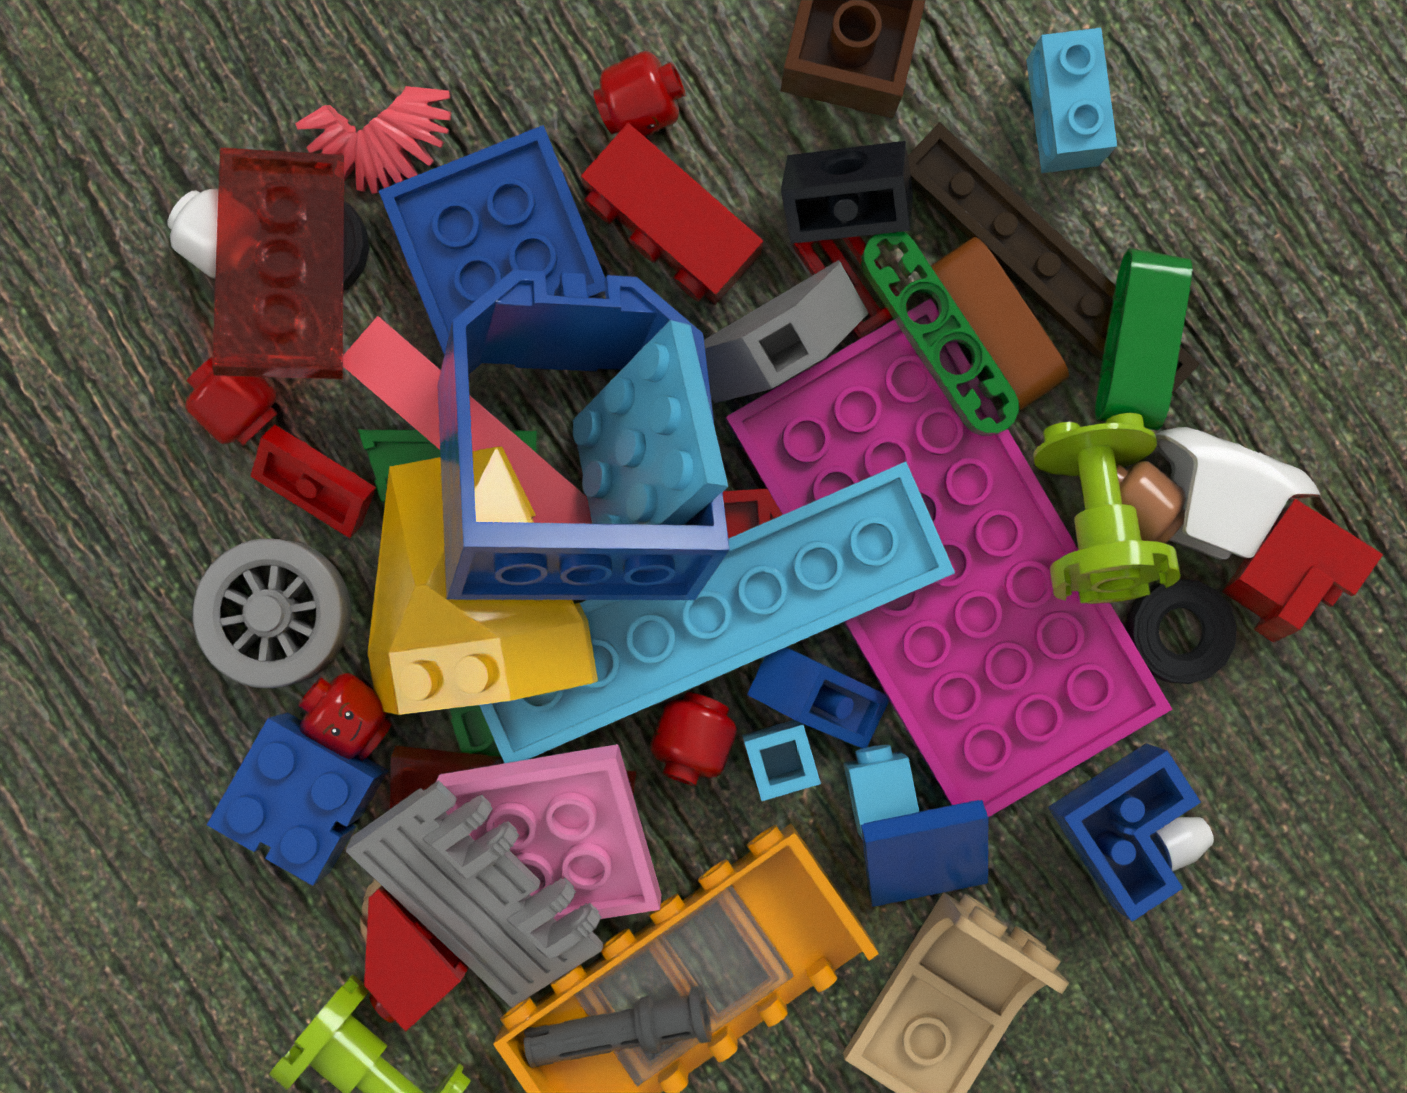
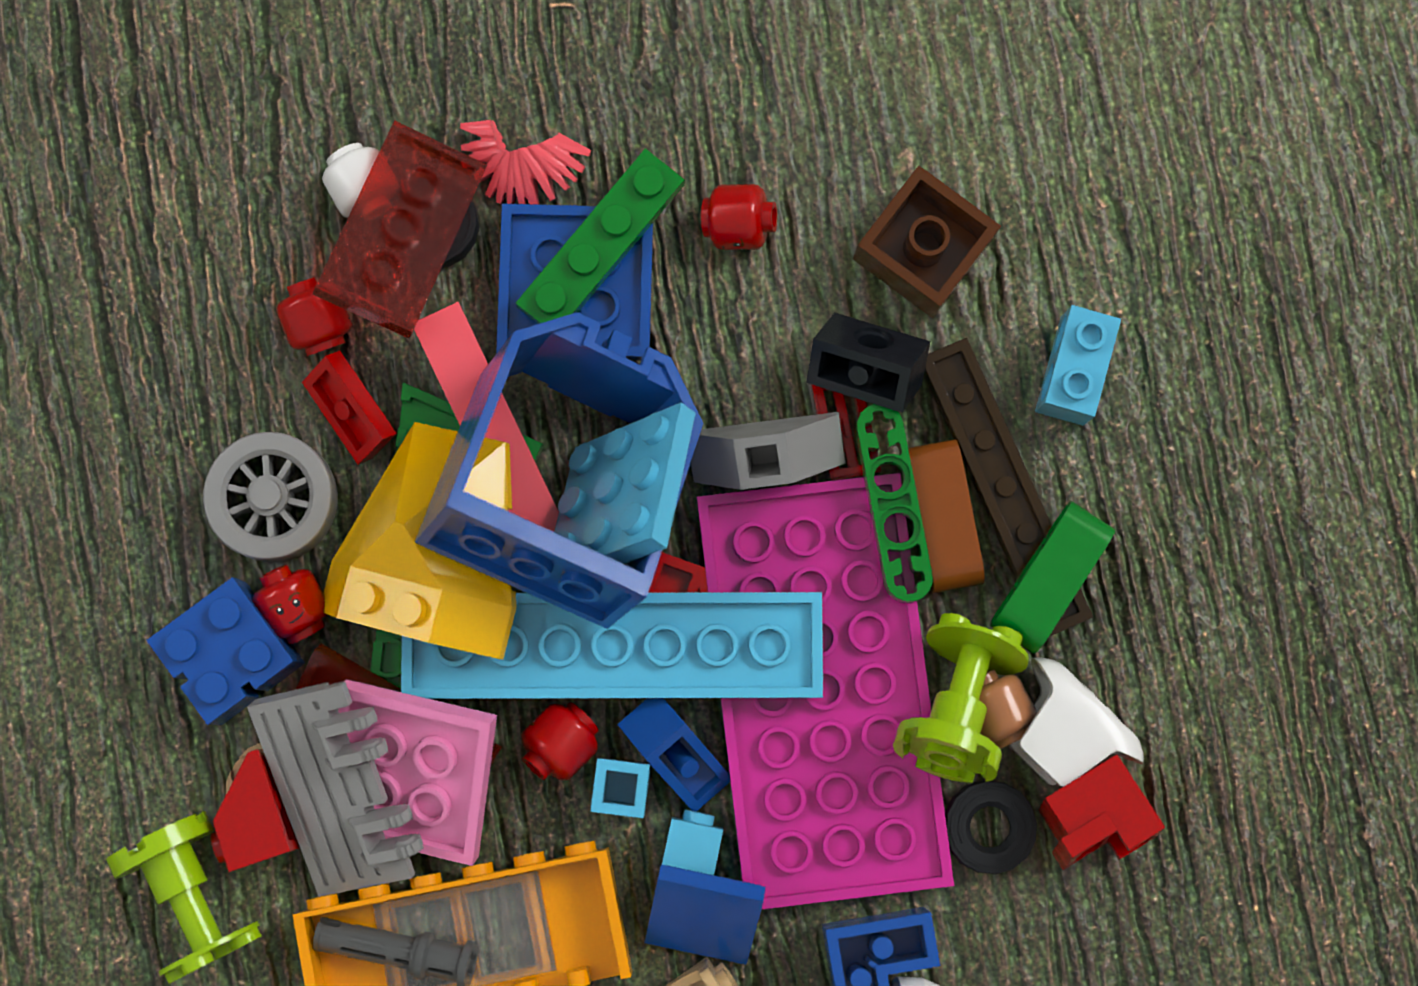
camera: 25 degrees right, 5 degrees down
(504, 181) = (602, 240): none -> green plate
(670, 216) = (721, 321): red brick -> none

